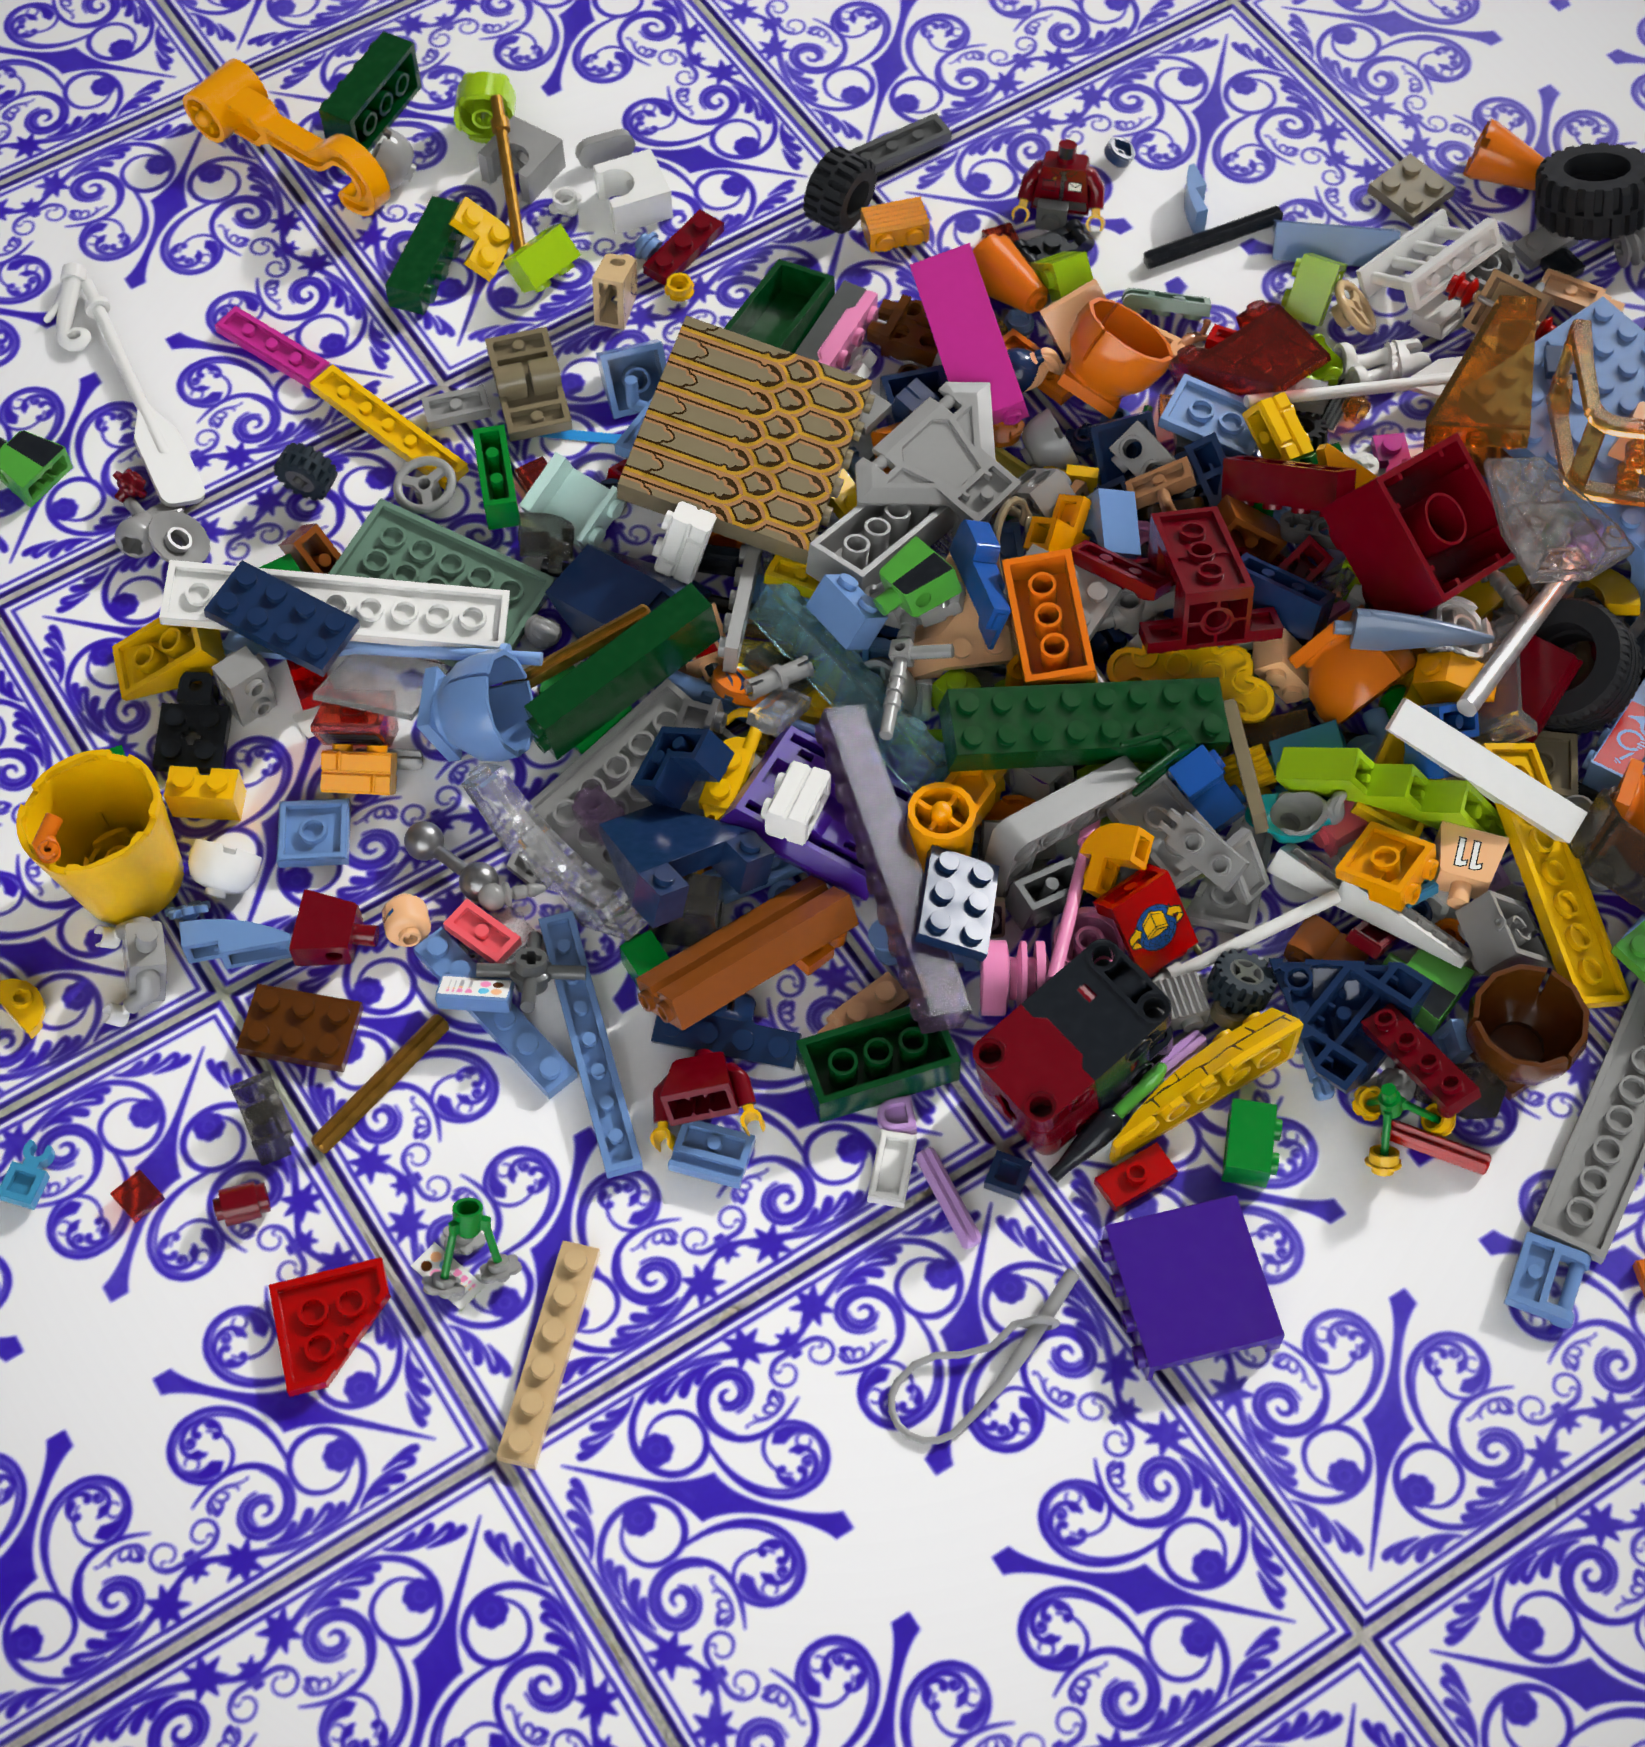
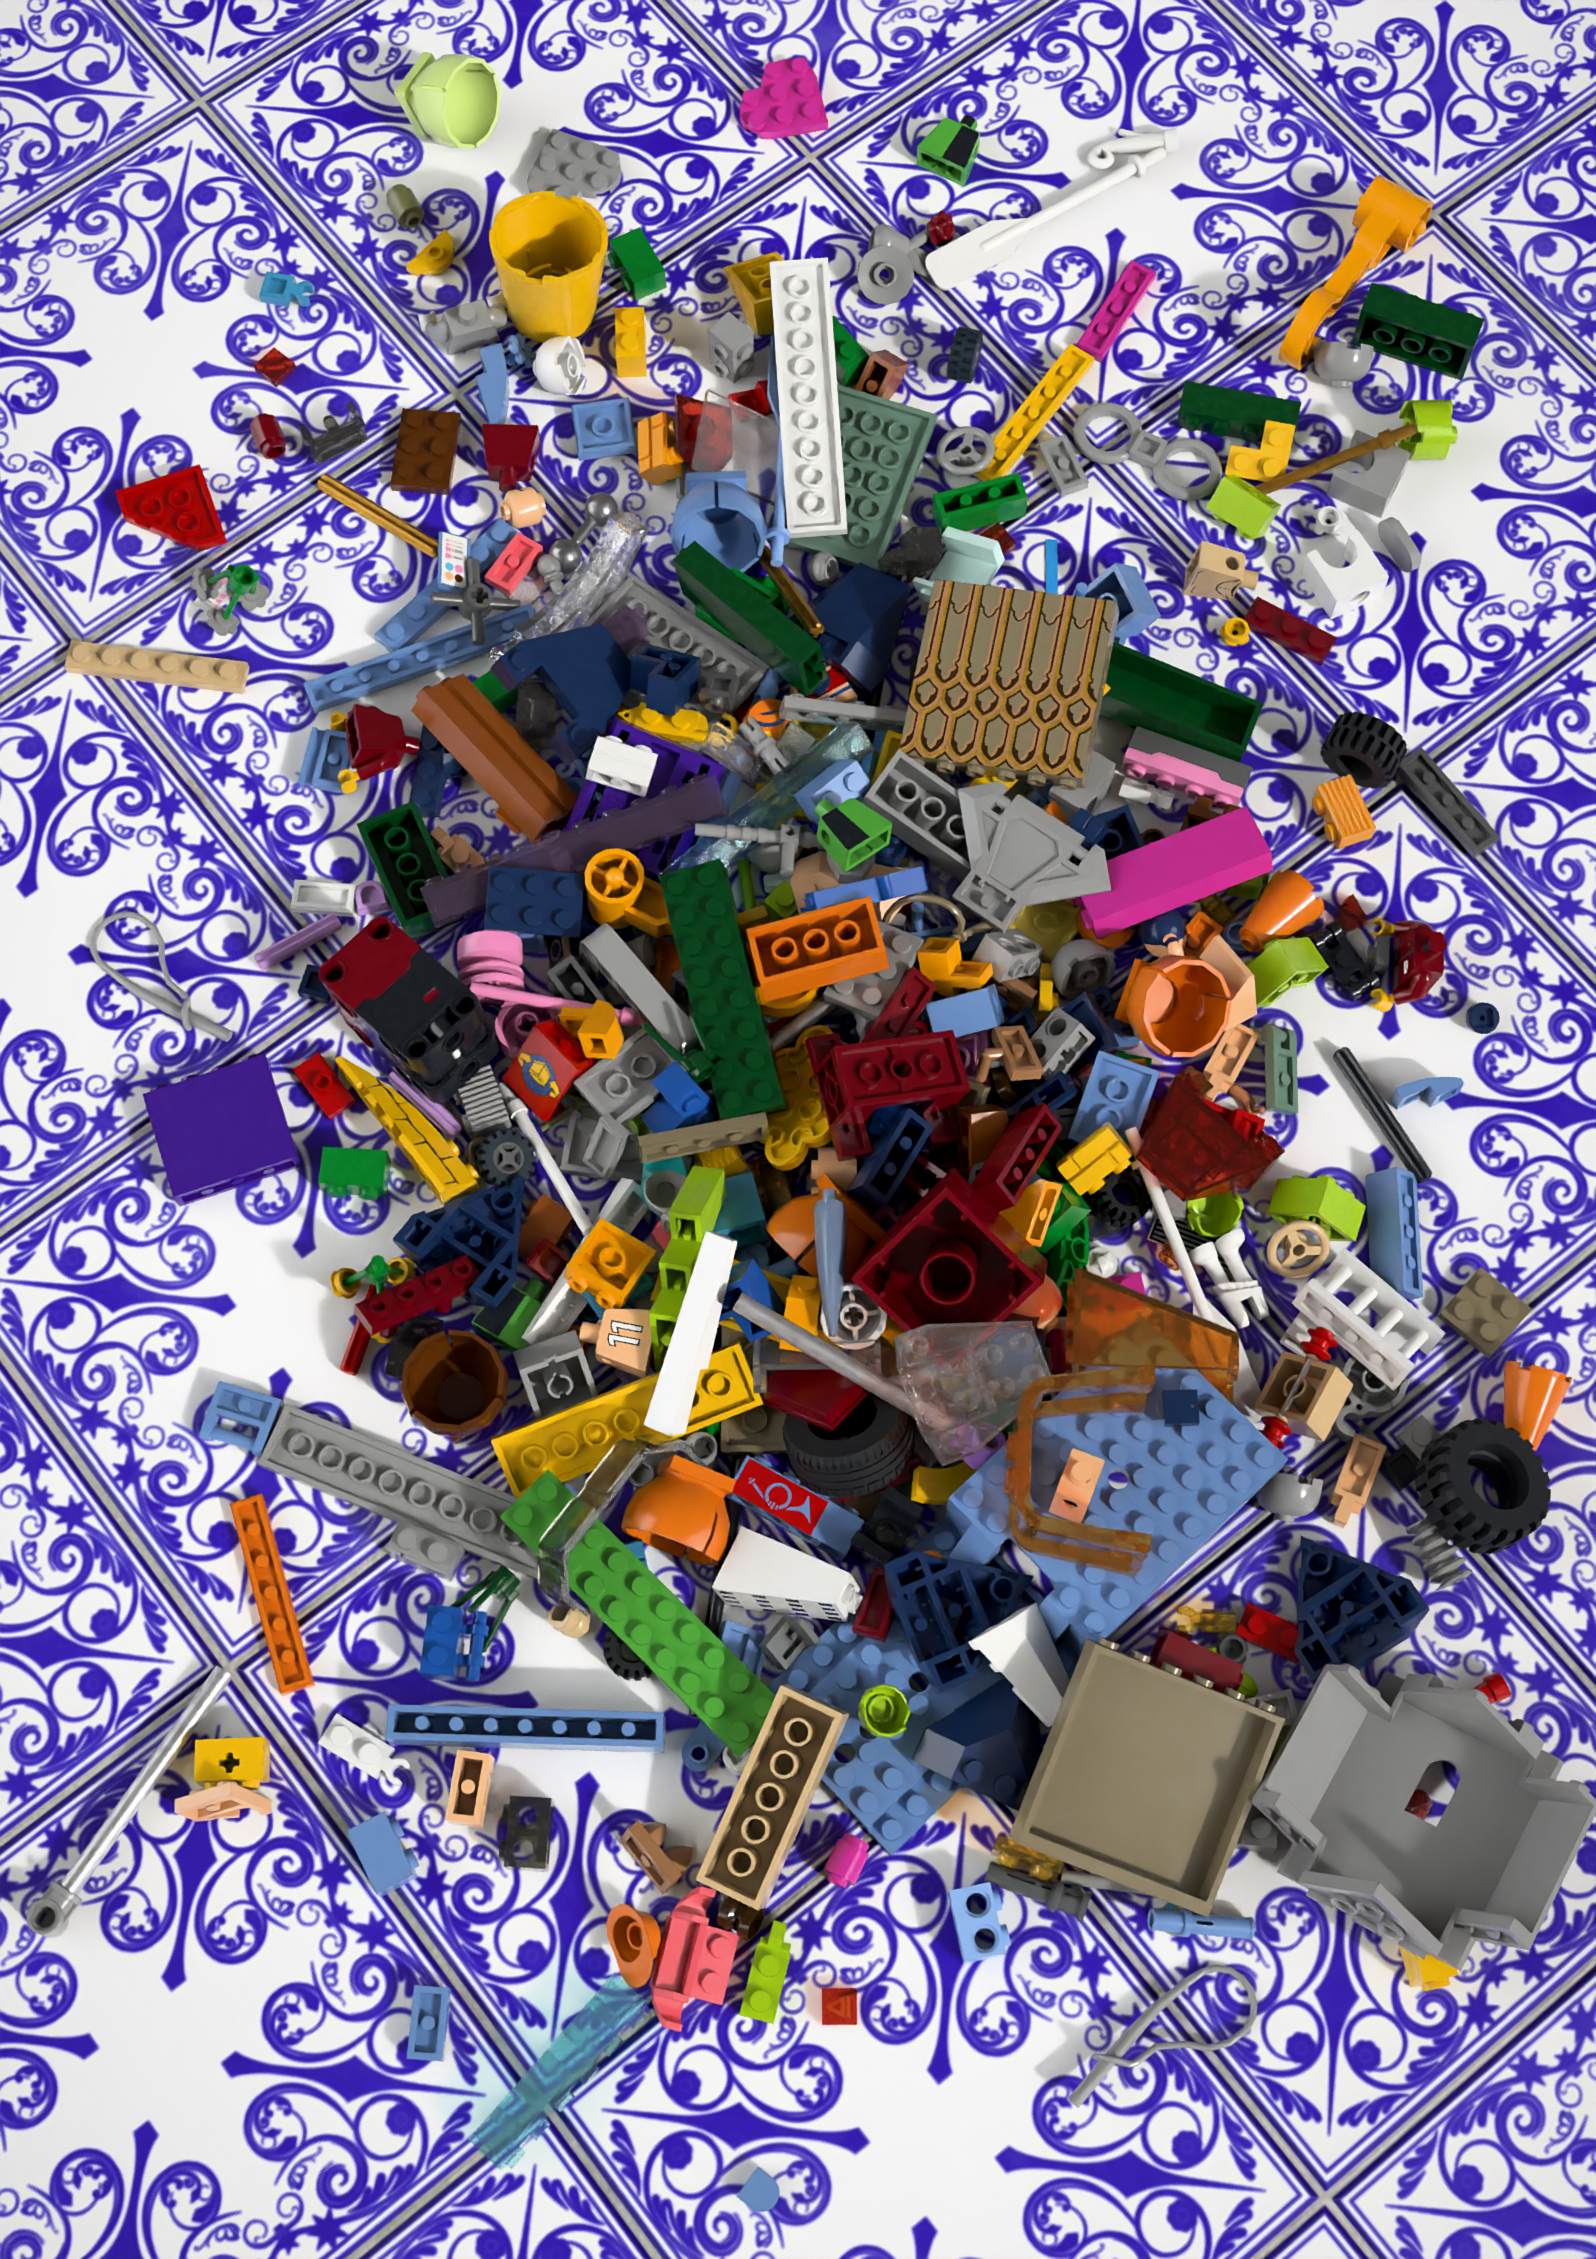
camera: 85 degrees right, 10 degrees up
(45, 840) = (511, 211): orange arm -> none
(198, 713) = (702, 310): black plate -> none
(282, 618) = (781, 353): dark blue plate -> none
(450, 338) = (1148, 451): none -> light grey bar
(528, 384) = (1097, 518): dark tan plate -> none
(647, 245) = (1280, 596): medium blue plate -> none
(684, 541) = (896, 650): white brick -> none
(1106, 1124) = (364, 1055): black piece -> none
(1204, 849) = (602, 1098): light grey hinge -> none

